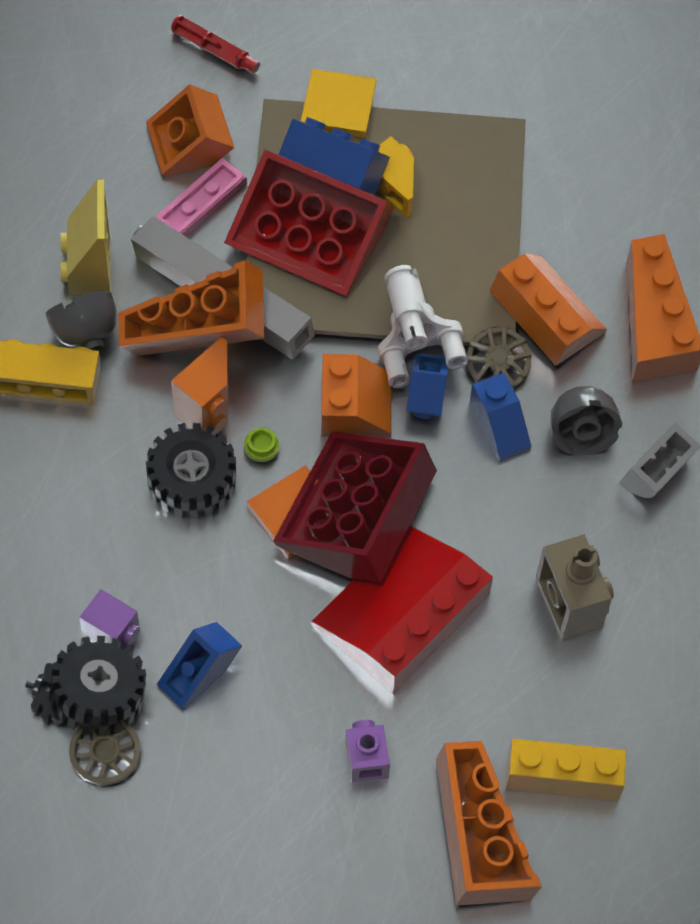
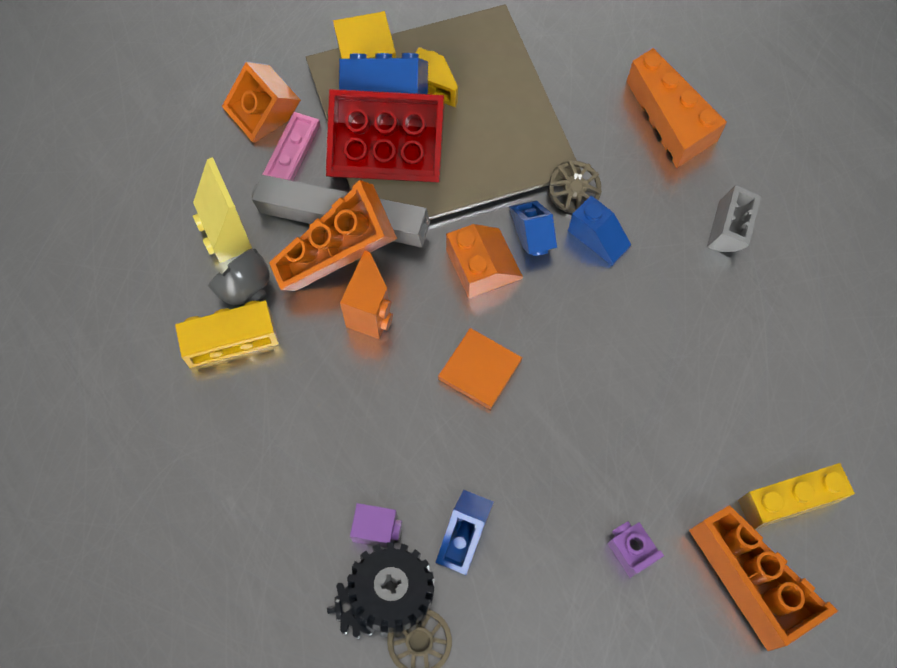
camera: 20 degrees left, 5 degrees up
(191, 453) = (378, 354): black wheel -> none
(214, 44) = (249, 30): red piece -> none
(261, 444) = (427, 325): lime plate -> none
(358, 505) = (527, 344): dark red slope -> none
(409, 614) = (601, 412): red slope -> none
(415, 327) = (505, 185): white wheel -> none
(545, 307) = (591, 136): orange slope -> none
(574, 586) = (729, 342): dark tan brick -> none
(585, 420) = (665, 208): dark grey cylinder -> none

